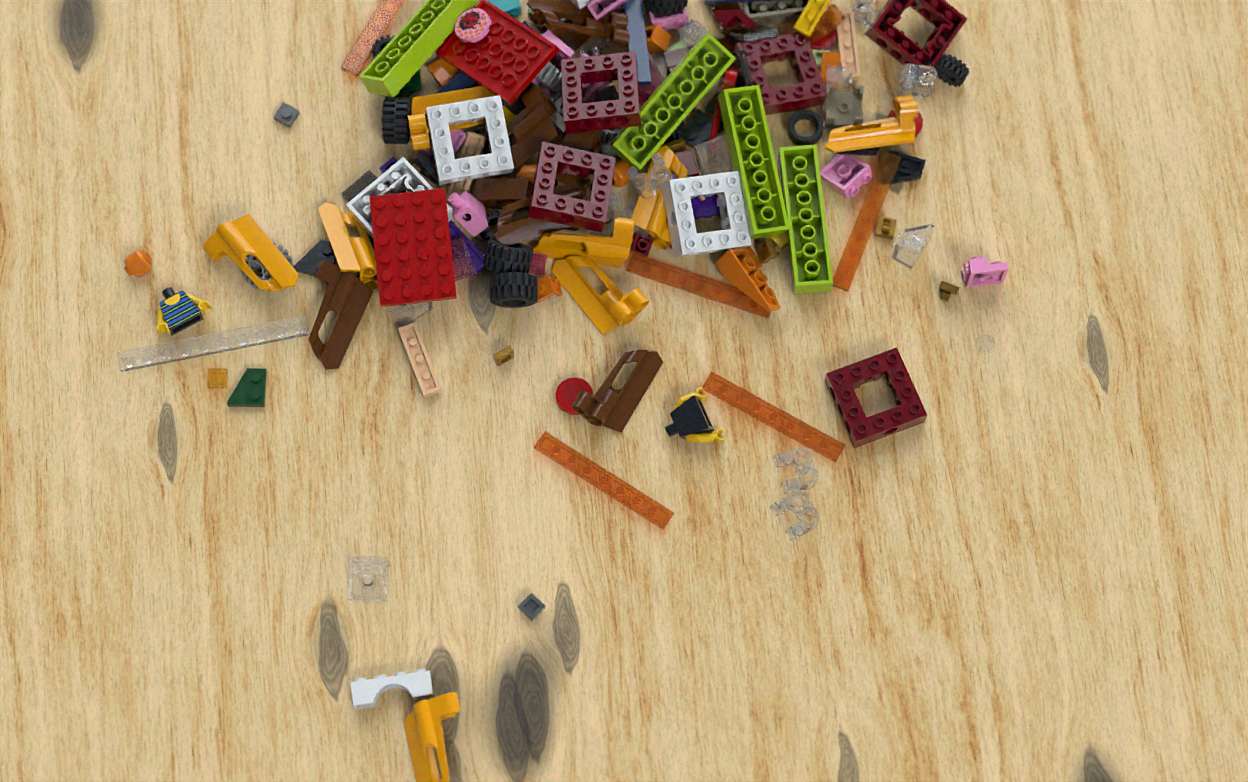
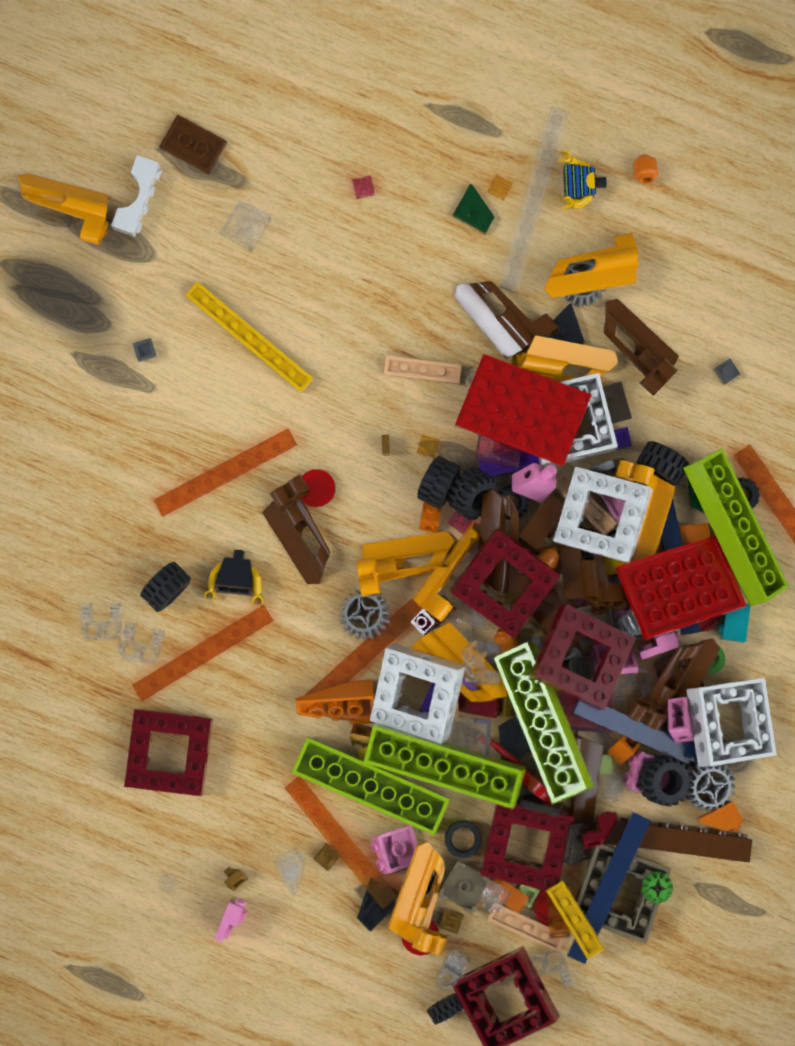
camera: 120 degrees right, 15 degrees up
(277, 495) = (363, 187): none -> clear pink tile
(303, 181) = (651, 354): none -> reddish brown panel
(315, 667) = (193, 144): none -> reddish brown tile
(469, 522) = (249, 337): none -> yellow plate
(472, 25) = (720, 579): tile -> none
(485, 322) = (428, 446): none -> clear yellow tile
(668, 291) = (356, 616): none -> light grey gear
(734, 470) = (165, 586): none -> black tyre
(878, 105) = (451, 921): none -> pearl gold tile

